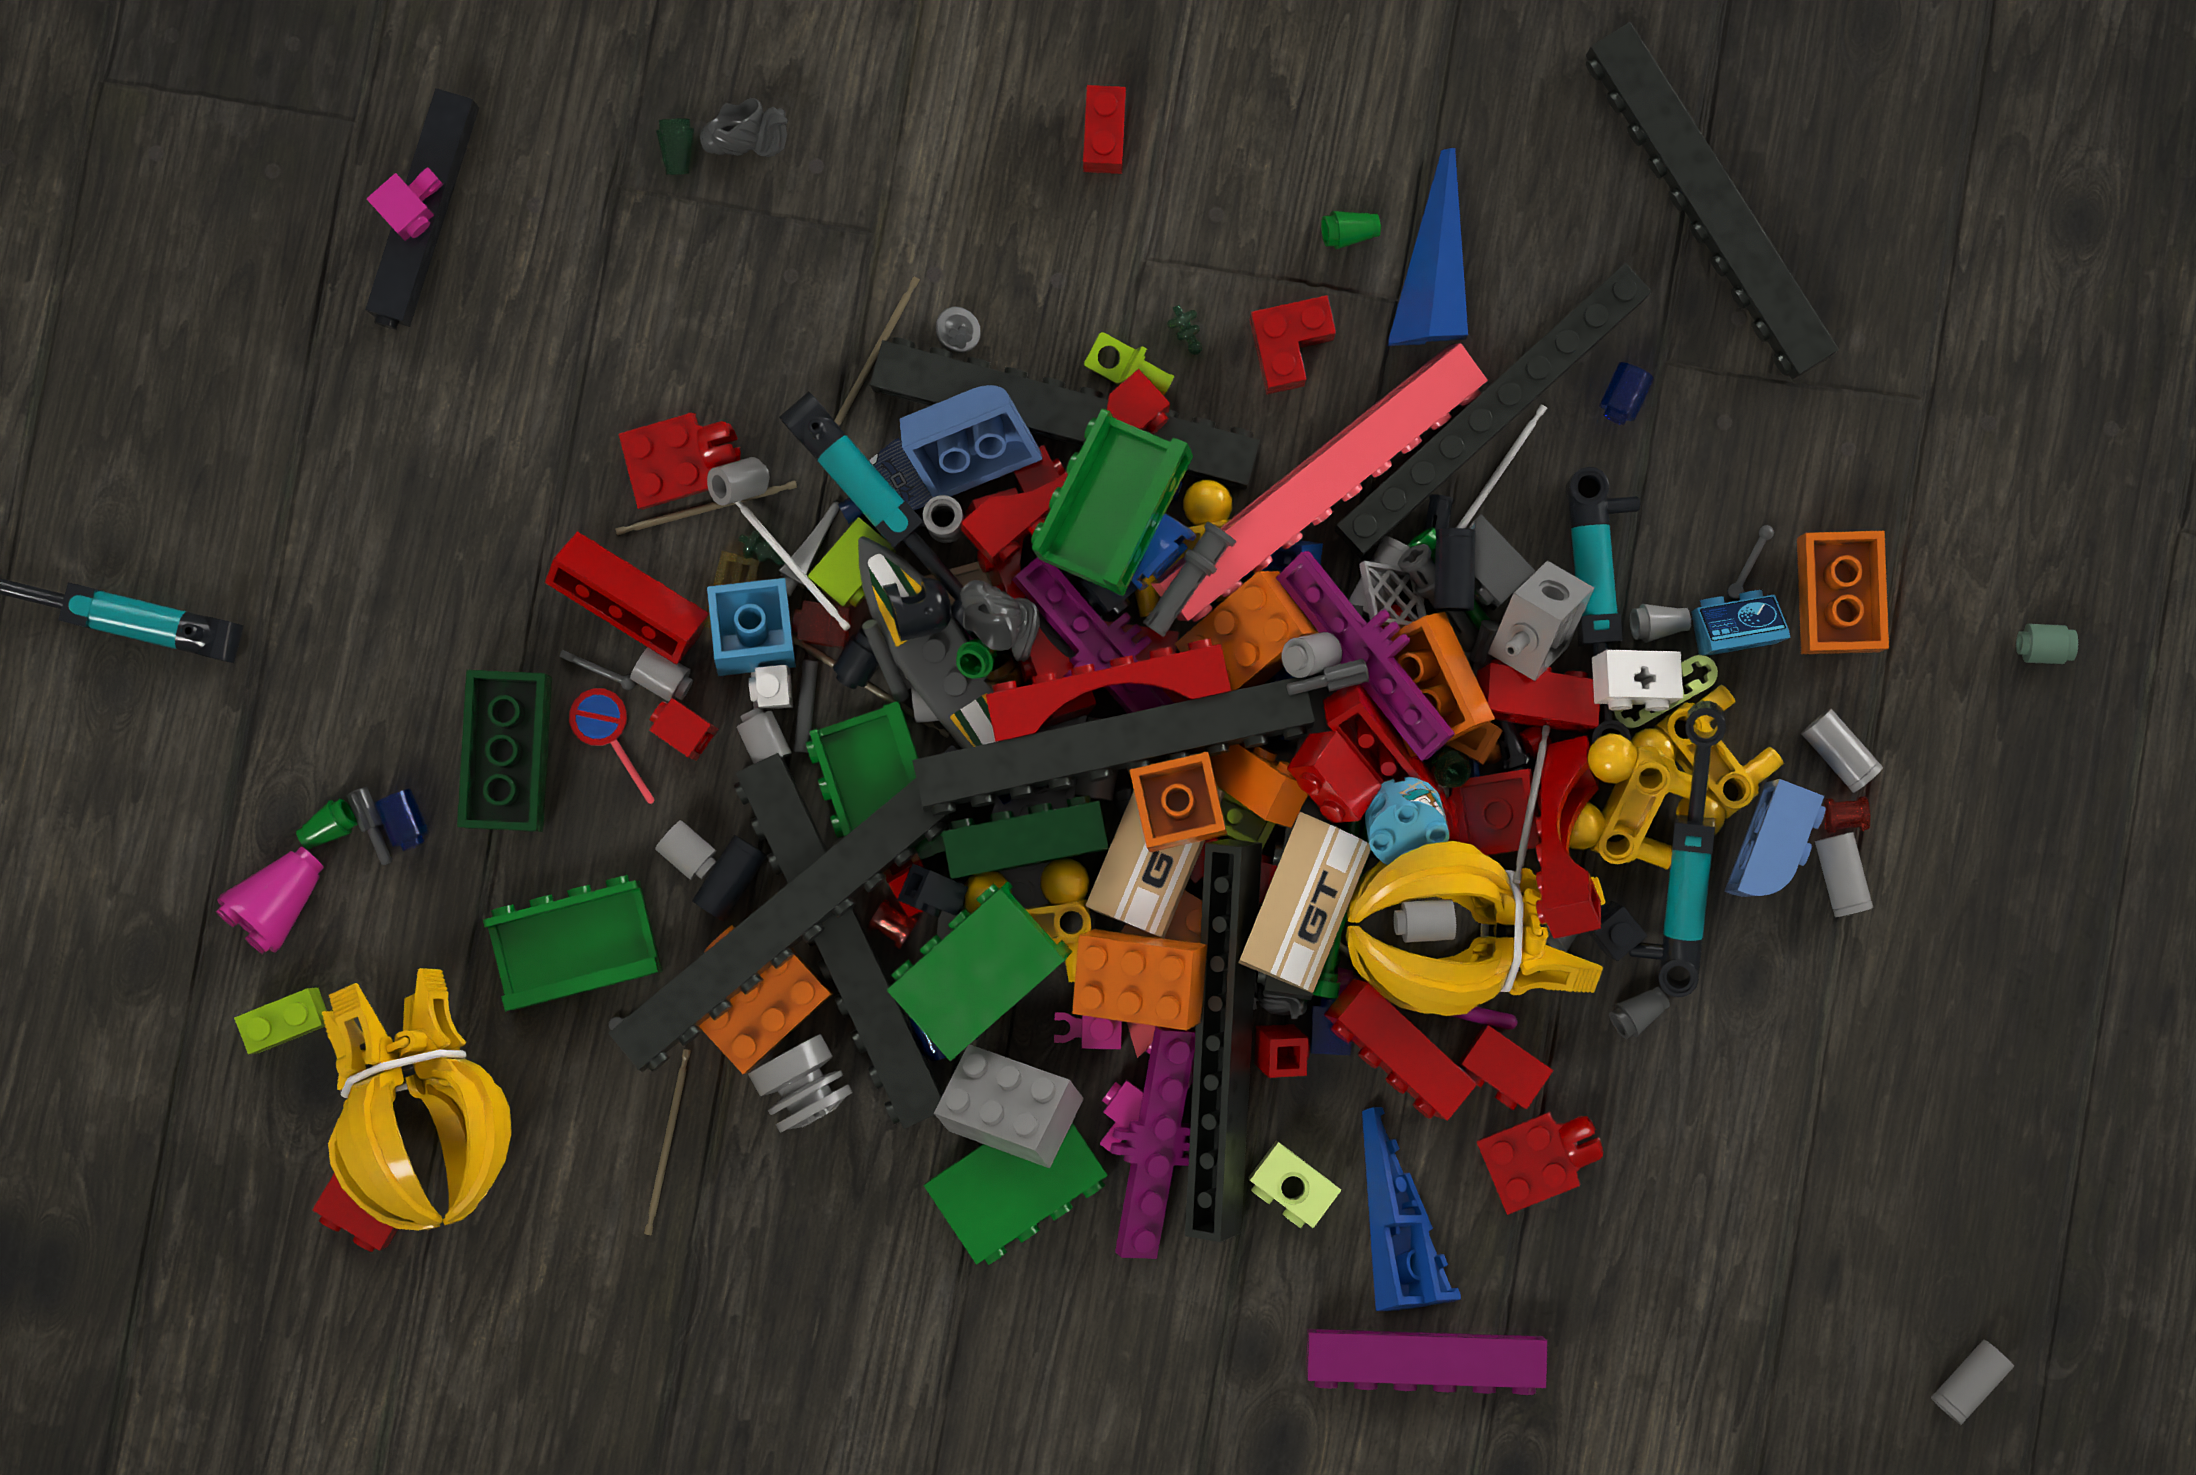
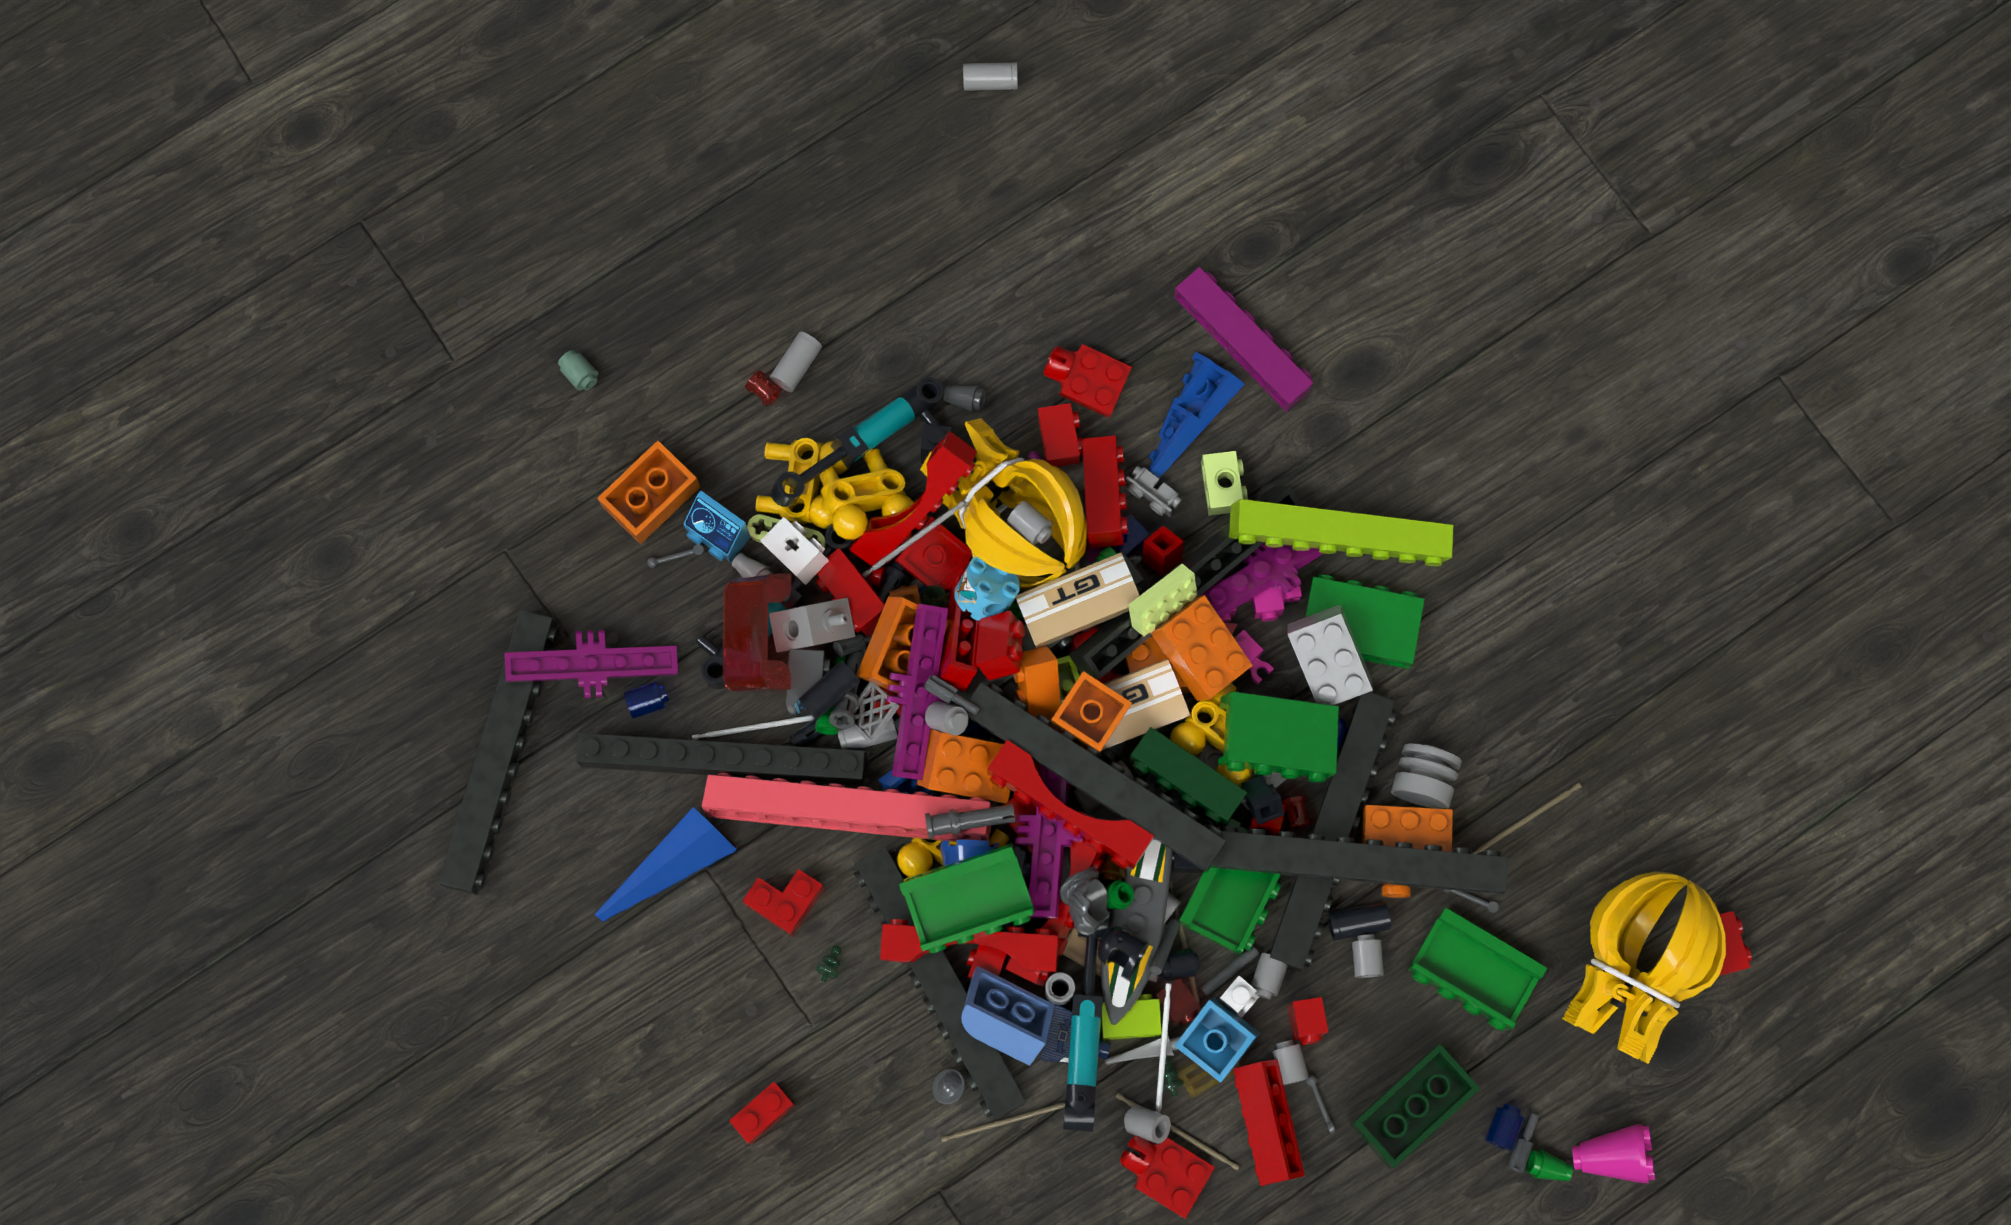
camera: 135 degrees left, 10 degrees down
(281, 1020) = (1672, 1084): lime brick -> none
(600, 719) = (1346, 1076): piece -> none
(1124, 1246) = (1340, 531): none -> lime brick
(1129, 362) = (880, 973): lime bracket -> none
(1221, 983) = (1163, 600): none -> yellowish green piece
(1338, 1105) = (1159, 499): none -> light grey hinge
(1348, 228) = (693, 929): green cone -> none
(1624, 570) = (746, 634): none -> clear red windscreen
(1714, 369) = (590, 663): none -> magenta hinge
(1776, 839) = (813, 407): medium blue brick -> none
(1842, 750) = (732, 420): light grey pin -> none

